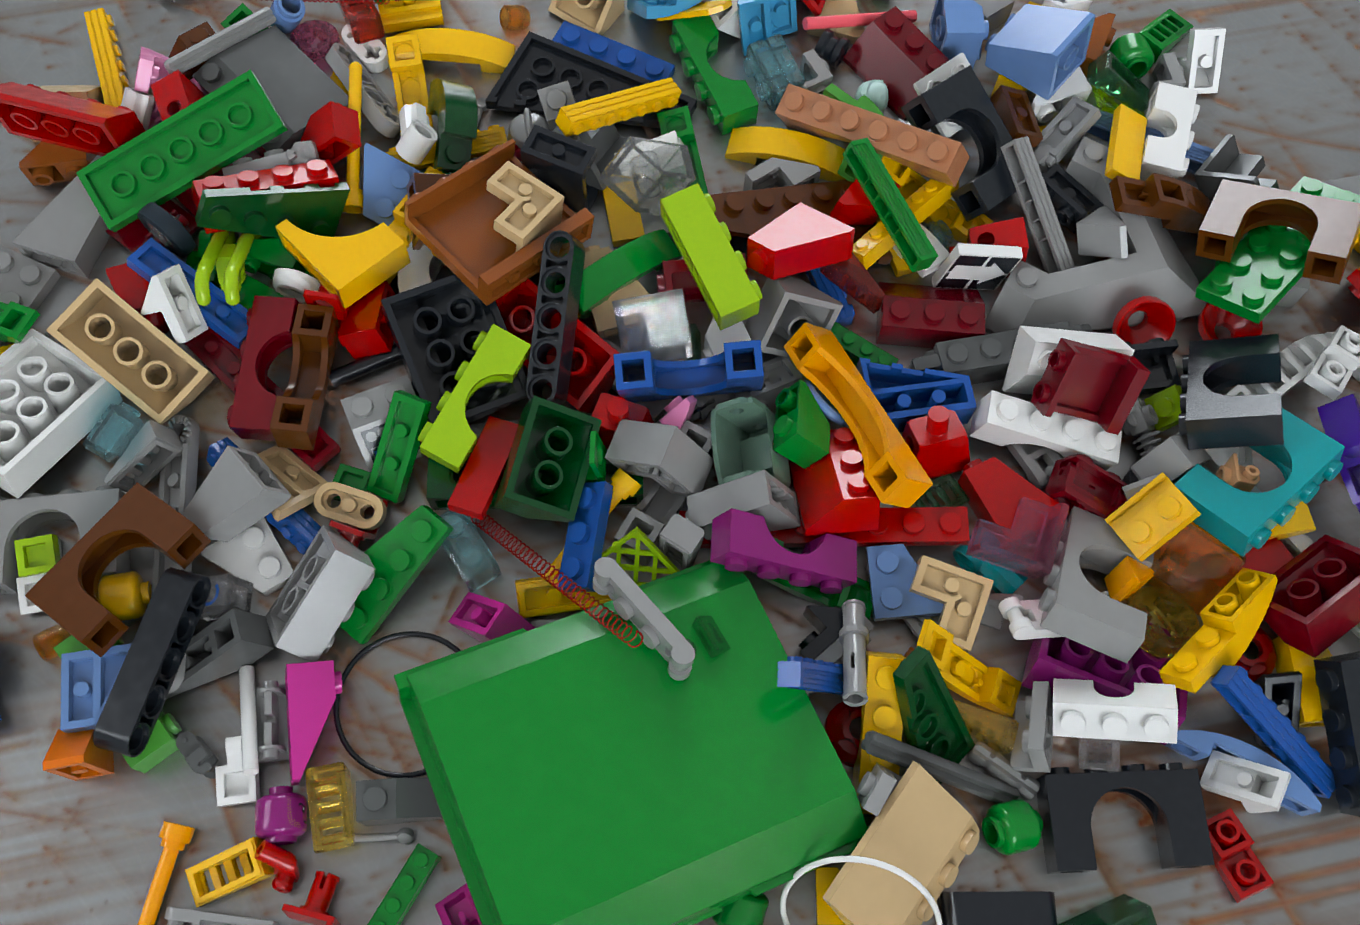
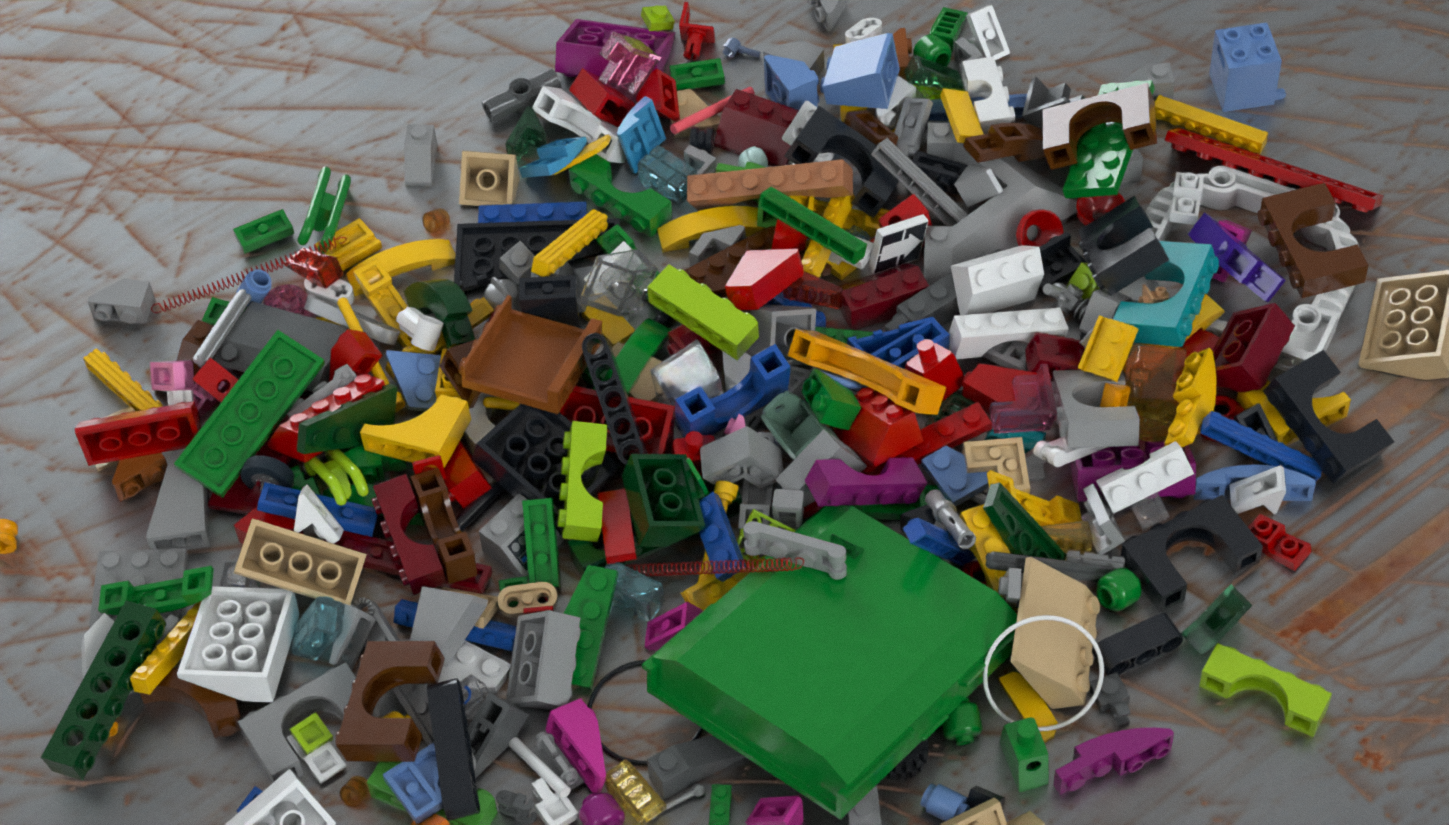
camera: 20 degrees left, 15 degrees down
(287, 279) = (391, 466): white piece -> none
(532, 205) = (552, 329): tan panel -> none
(1090, 384) = (1020, 282): dark red panel -> none

